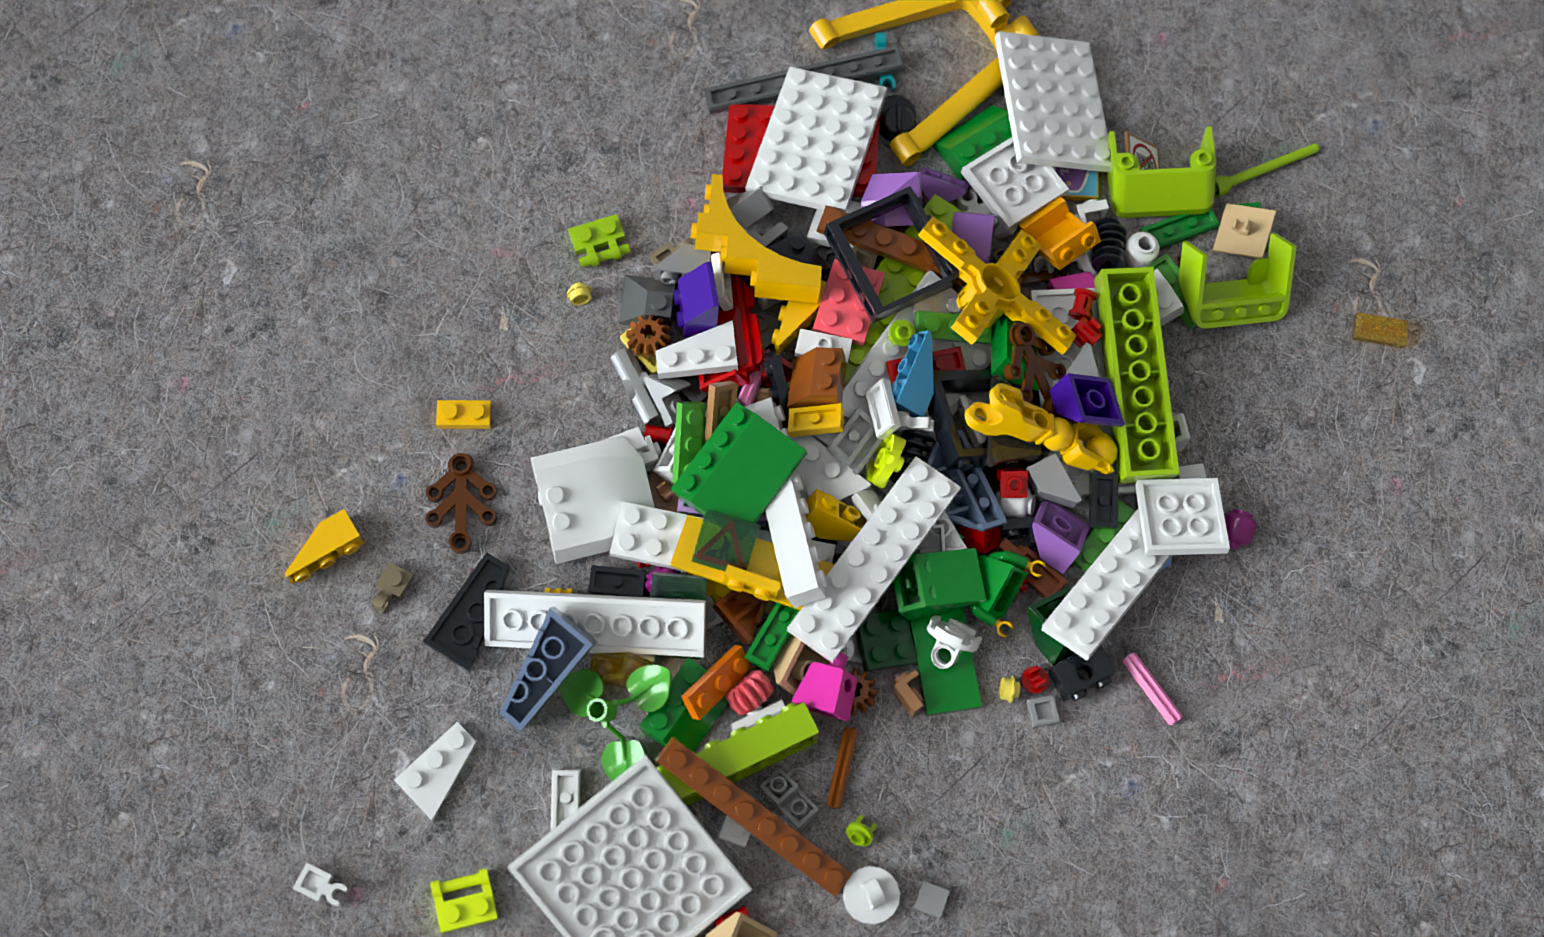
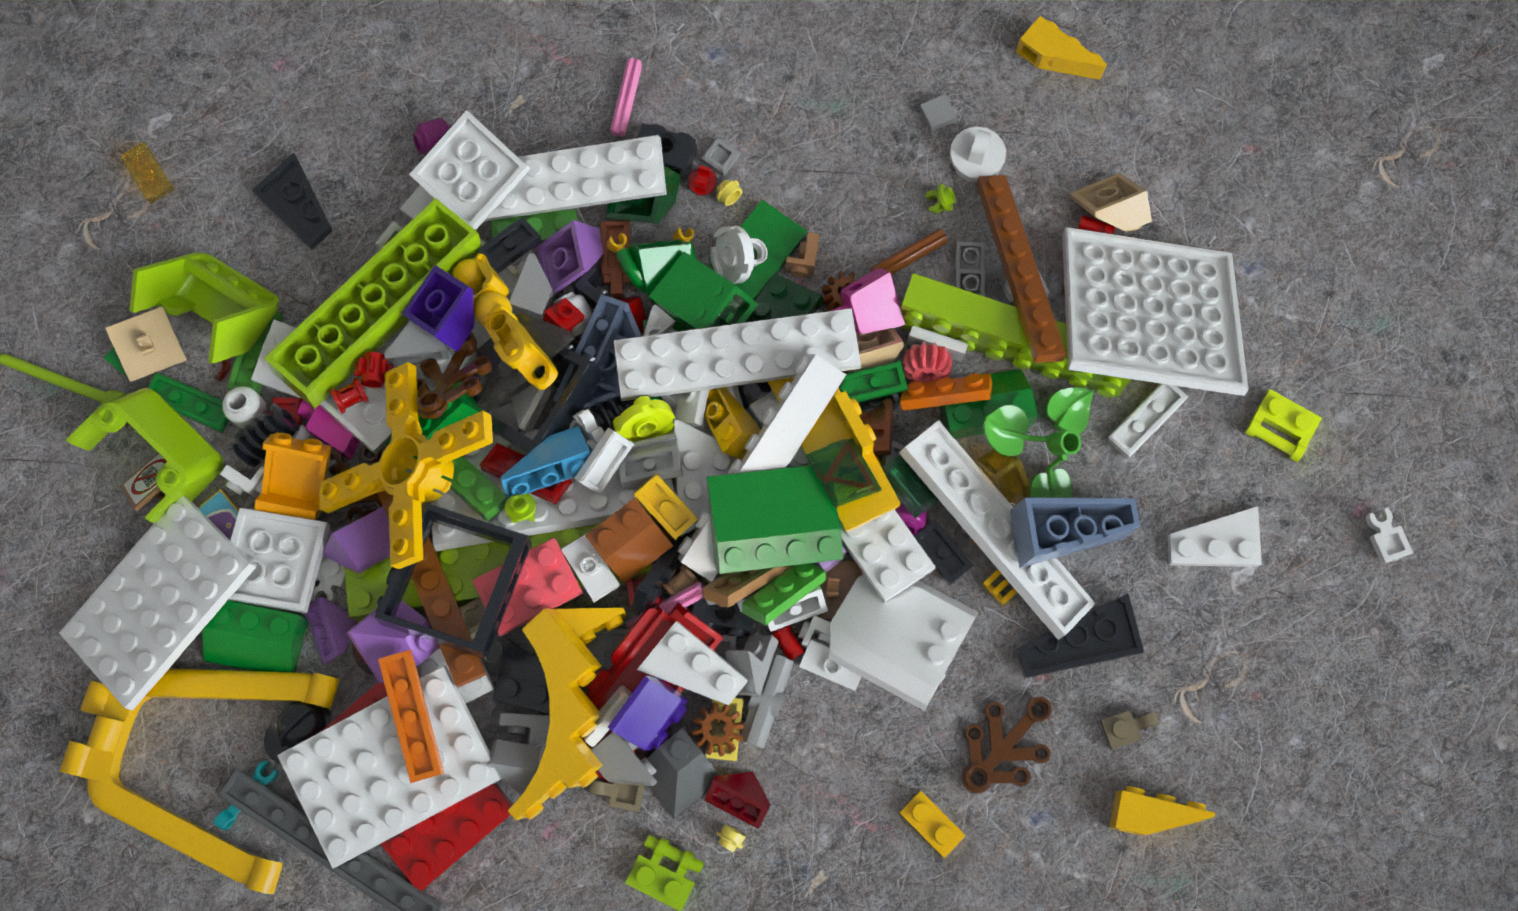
camera: 130 degrees left, 5 degrees up
(598, 322) = (739, 796): none -> dark red slope
(832, 164) = (411, 716): none -> orange plate
(1270, 401) = (294, 201): none -> black wing

